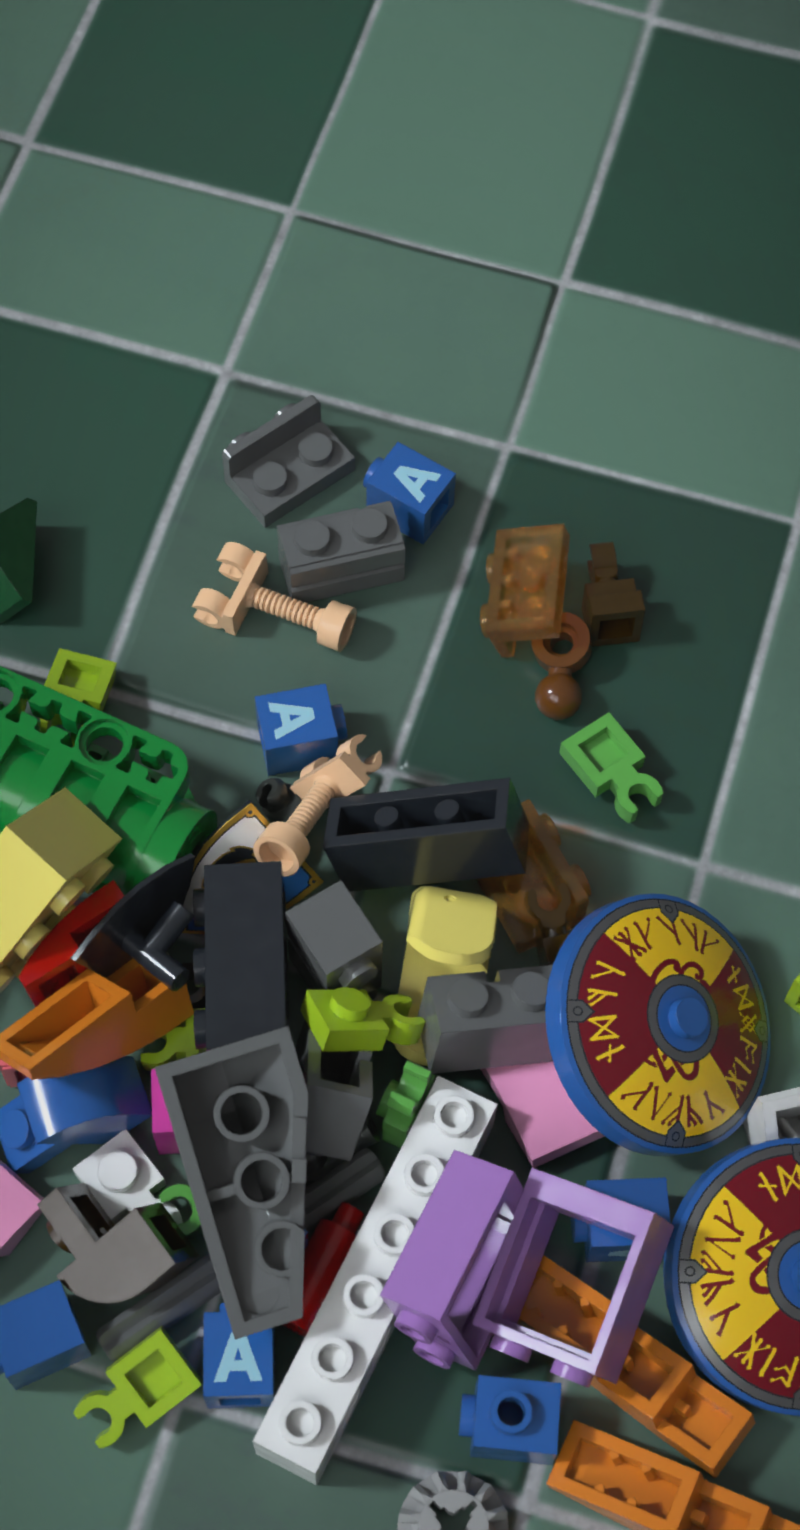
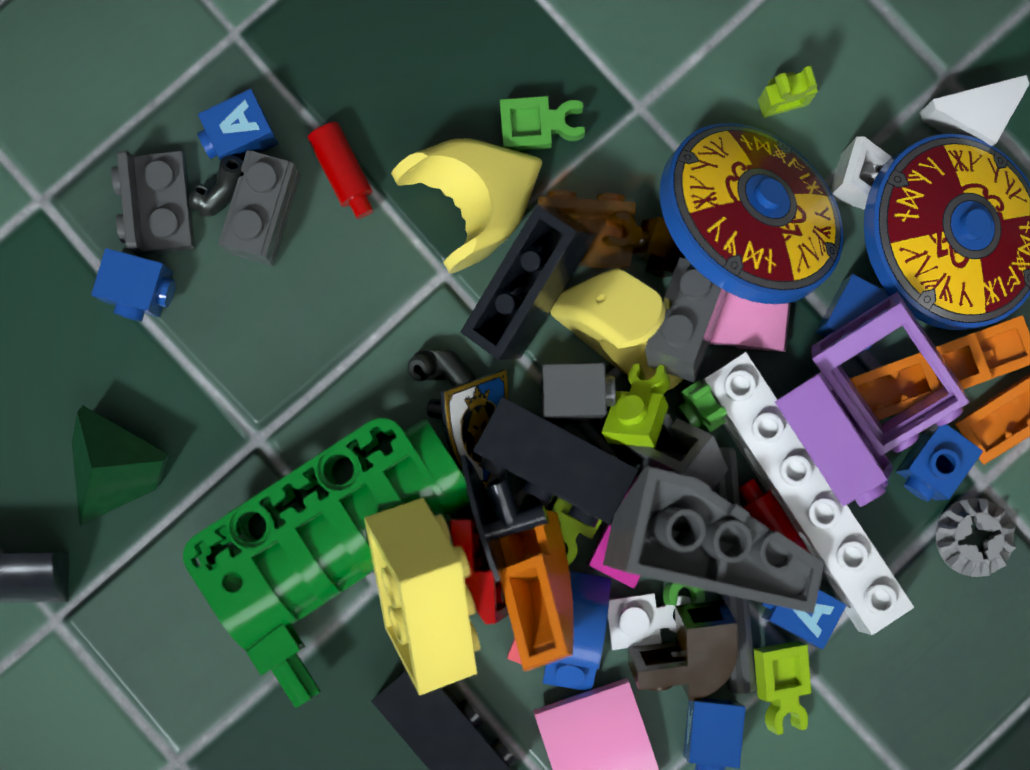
camera: 60 degrees left, 20 degrees up
(81, 678) = (255, 457): lime plate -> none
(189, 484) = (133, 285): none -> blue brick
(250, 569) = (309, 250): light nougat bar -> none
(298, 727) = (383, 319): blue brick -> none
(315, 787) = (483, 386): light nougat bar -> none
(322, 504) = (213, 201): none -> pearl dark grey arm
(435, 608) = (342, 168): none -> red cylinder
(510, 737) = (485, 183): none -> light yellow animal
(525, 586) = (371, 94): clear orange bracket -> none
(559, 694) = (457, 122): reddish brown plate -> none
(609, 605) = (416, 46): dark brown piece -> none

